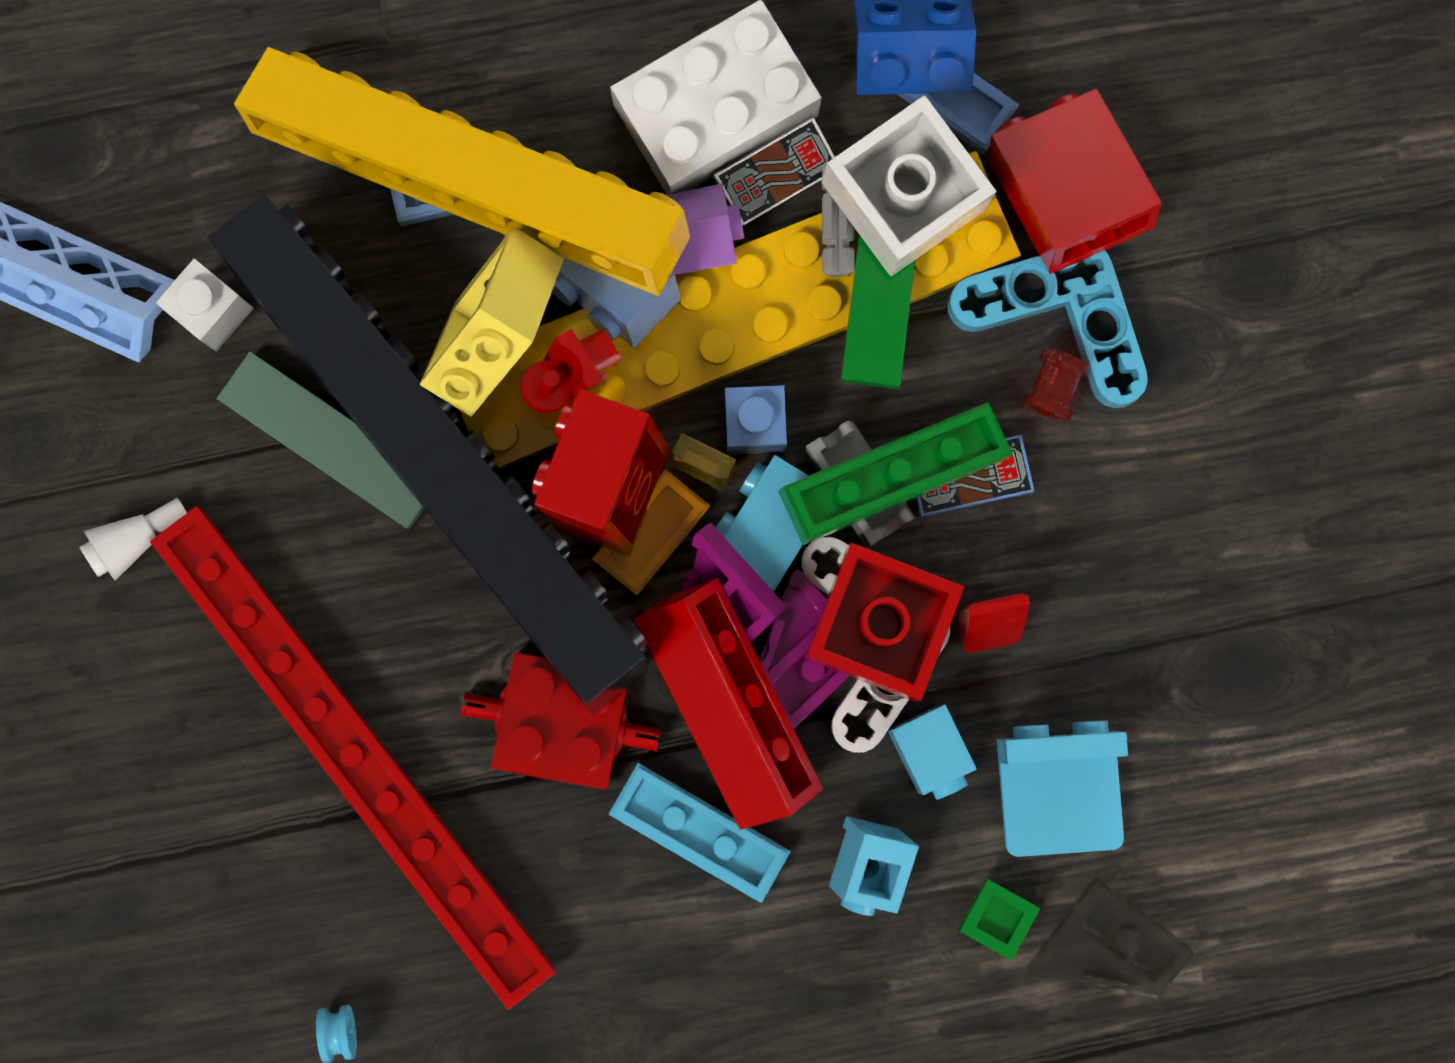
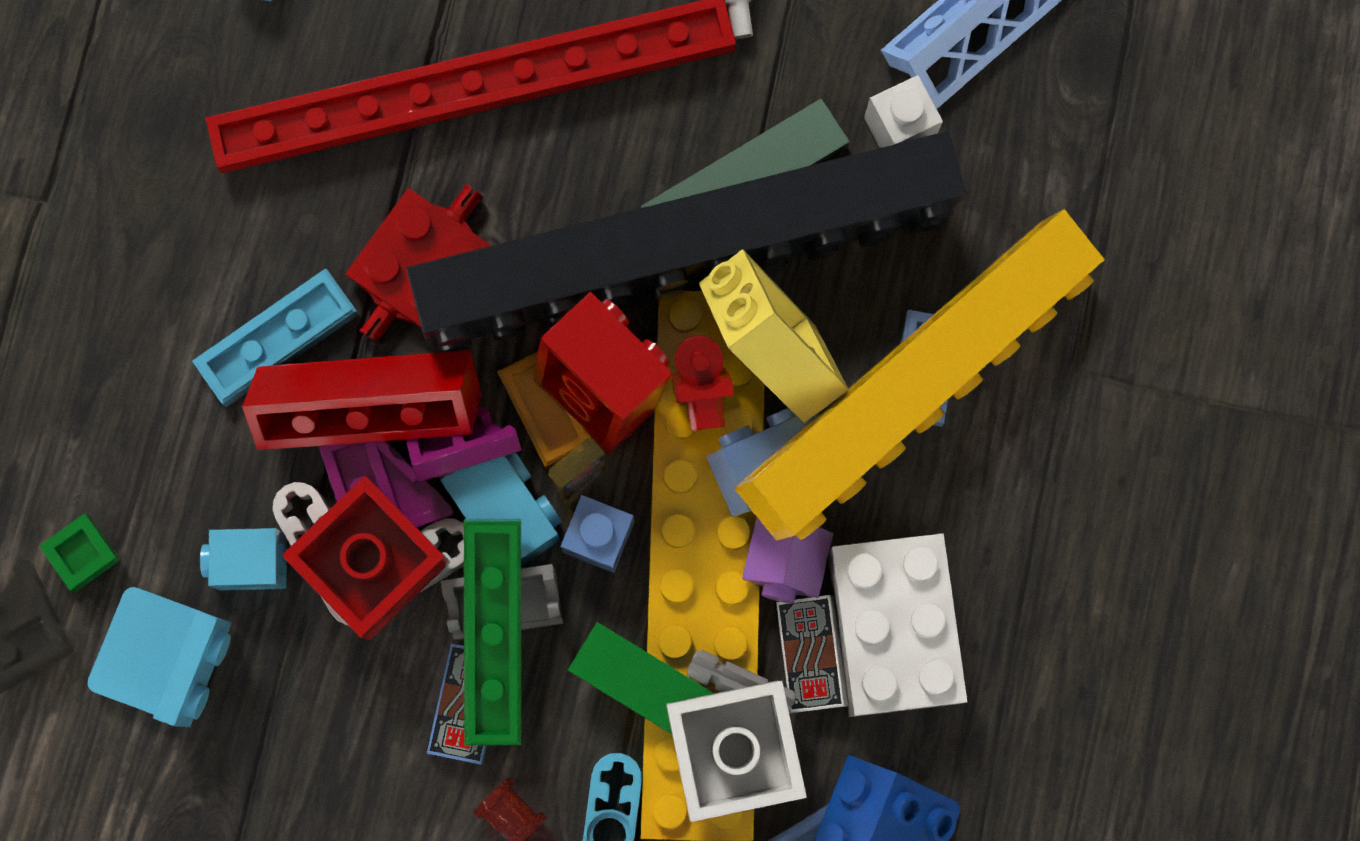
camera: 115 degrees right, 5 degrees down
(886, 878) = (175, 465): medium azure brick -> none
(992, 622) = (332, 660): red slope -> none

